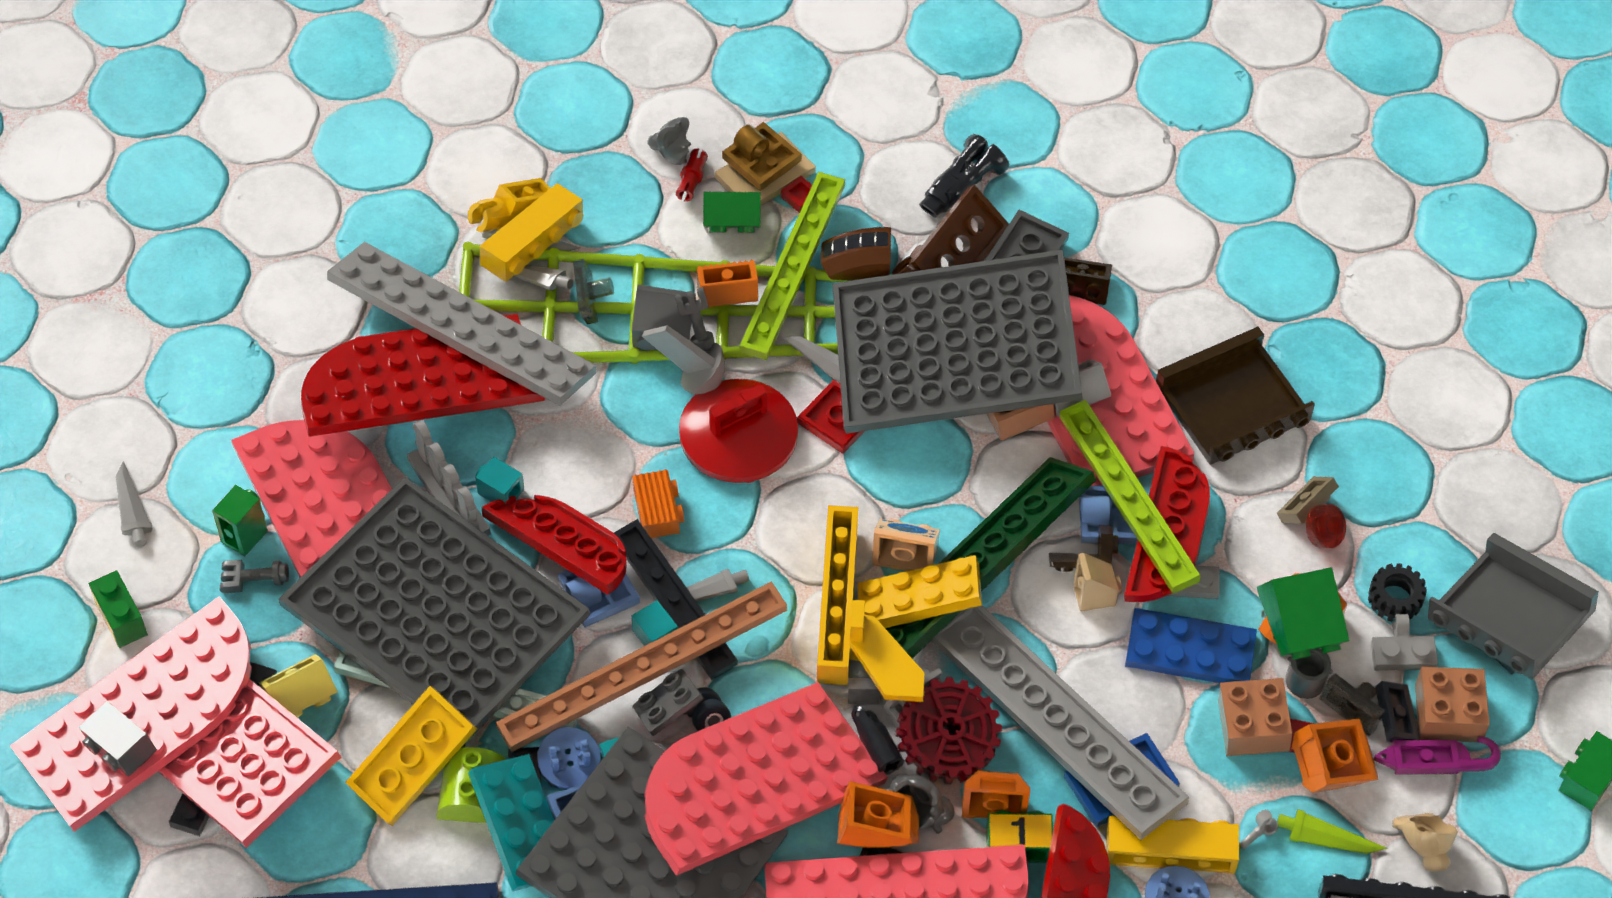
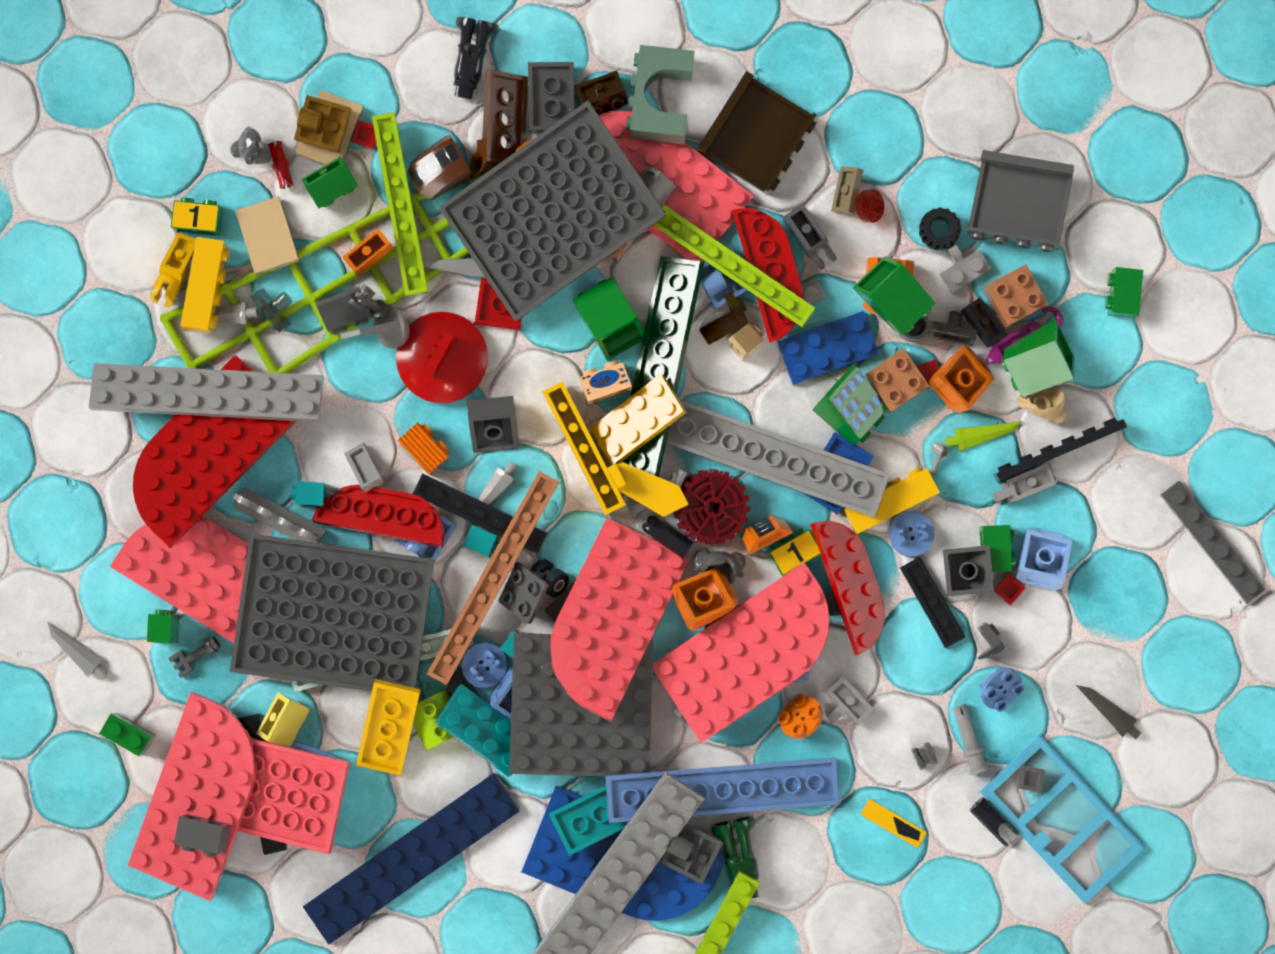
camera: 30 degrees left, 30 degrees up
(571, 172) = (196, 217): none -> yellow brick
(577, 487) = (364, 467): none -> light grey tile
(631, 227) = (267, 235): none -> tan tile
(750, 521) = (492, 424): none -> dark grey slope
(952, 485) = (609, 318): none -> green slope
(1154, 277) = (656, 64): none -> sand green arch
(1183, 707) = (851, 407): none -> green slope
(1235, 514) = (808, 234): none -> dark grey hinge
(1445, 780) = (1039, 360): none -> slope

